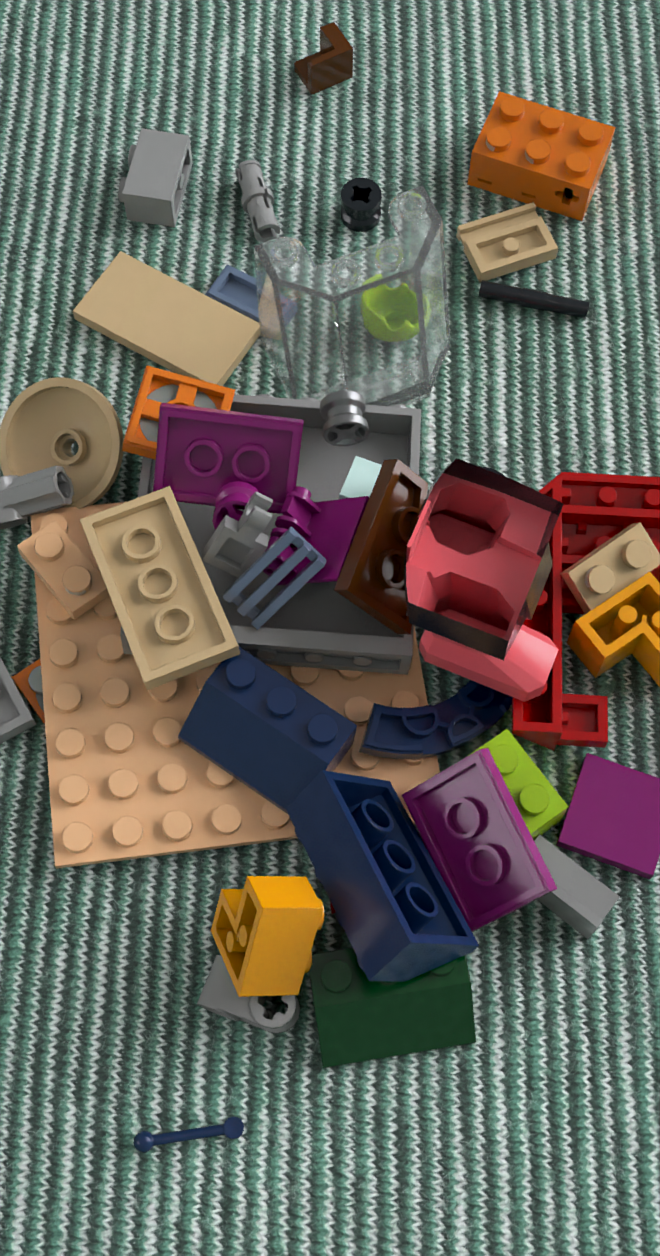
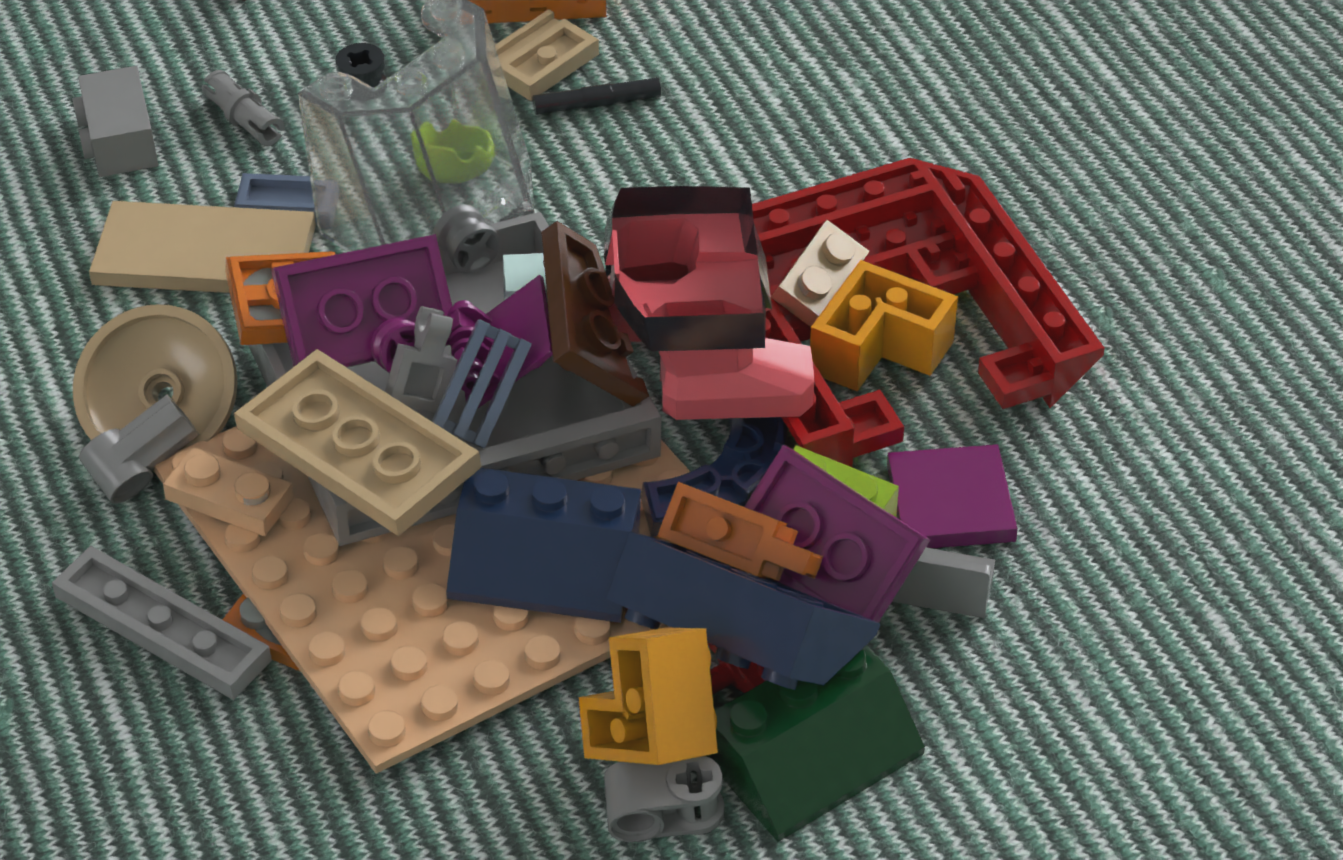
camera: 25 degrees left, 20 degrees down
(409, 805) = (734, 535): none -> orange hinge

